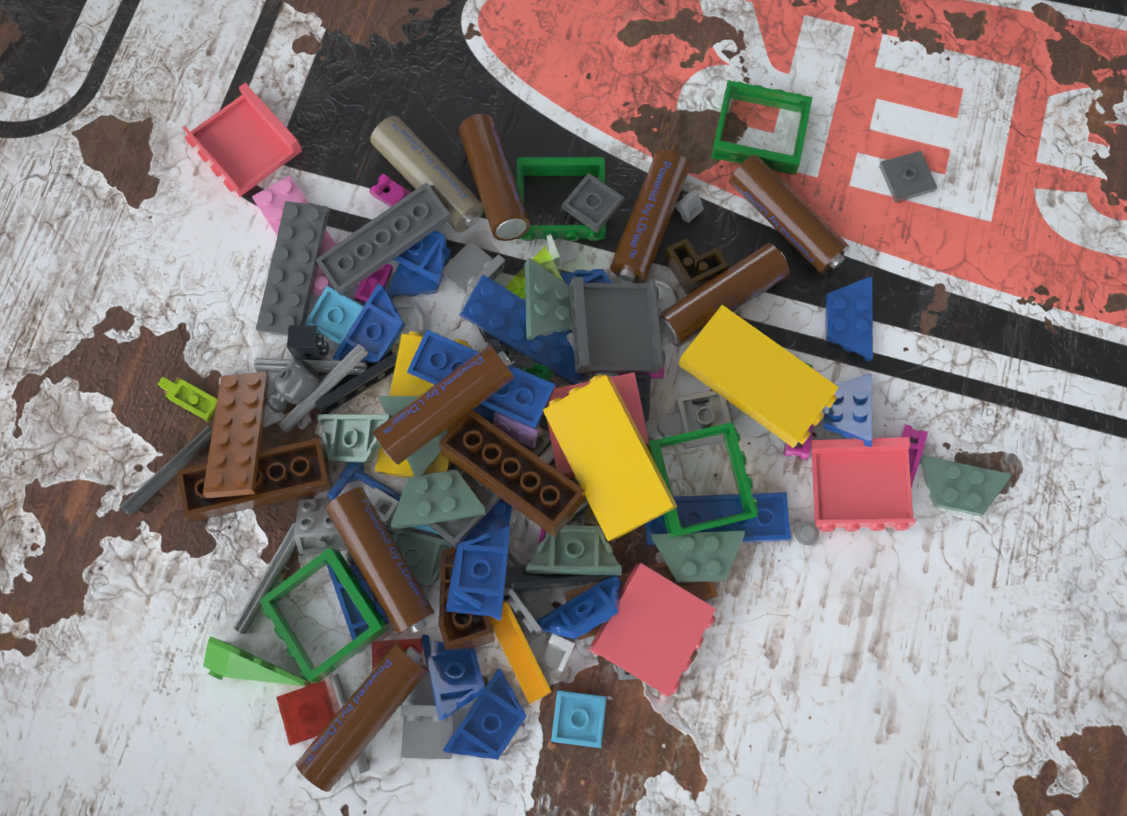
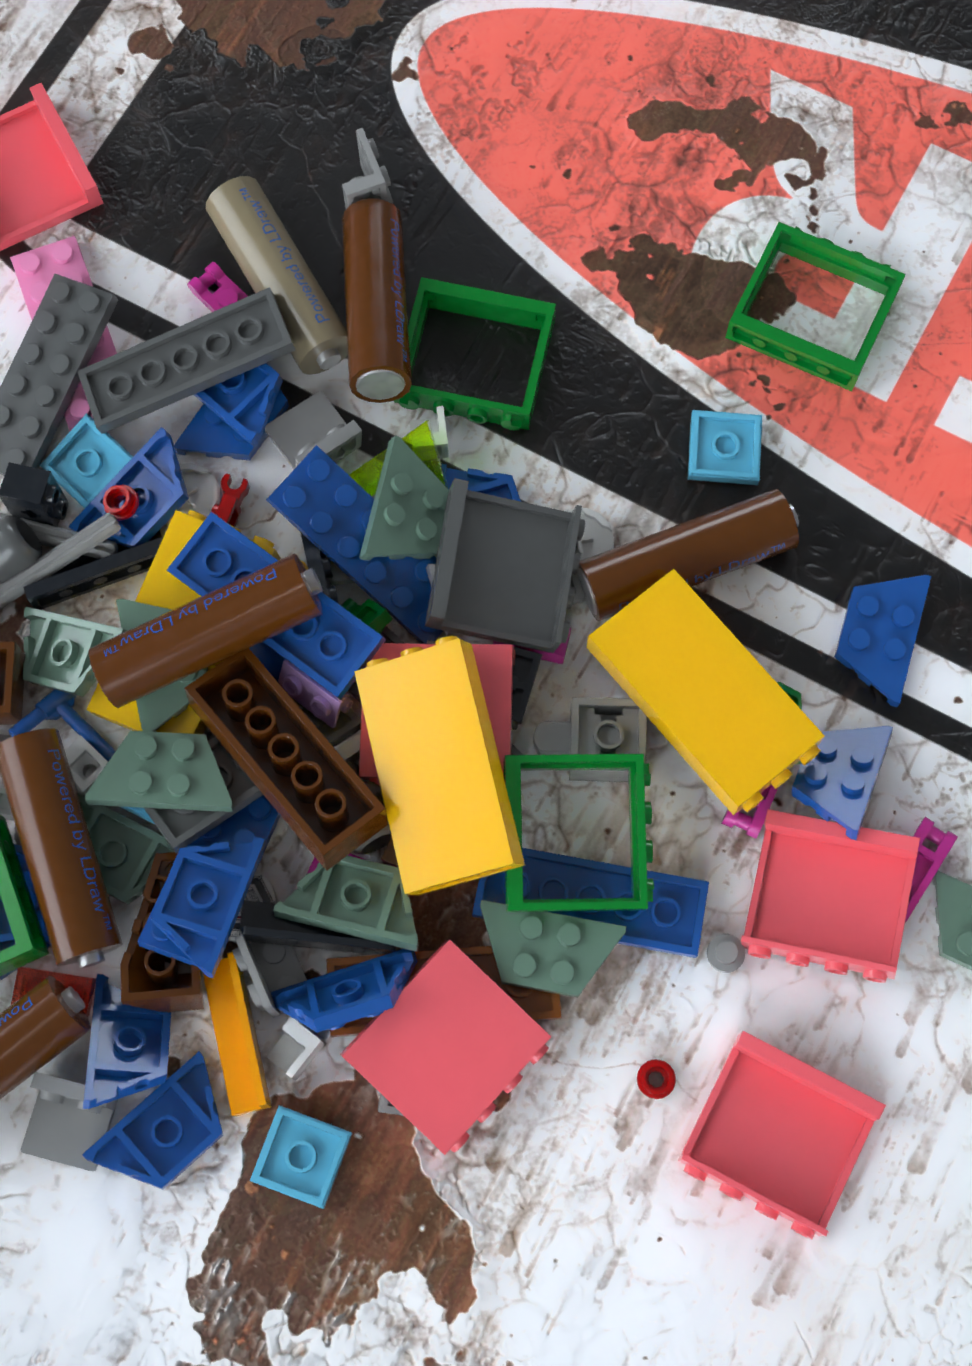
camera: 15 degrees right, 0 degrees up
(360, 331) = (115, 495): none -> red plate
(368, 285) = (169, 417): dark pink plate -> none
(432, 319) = (230, 503): none -> red plate
(472, 101) = (376, 178): none -> light grey bracket
(592, 202) = (518, 370): dark grey plate -> none
(650, 217) = (604, 410): reddish brown piece -> none
(689, 206) = (671, 406): light grey tile -> none
(691, 269) = (651, 506): dark brown brick -> none
(728, 224) = (725, 447): none -> medium azure plate
(789, 214) = (822, 450): reddish brown piece -> none
(790, 617) = (666, 1072): none -> red plate
(867, 636) = (780, 1135): none -> coral panel

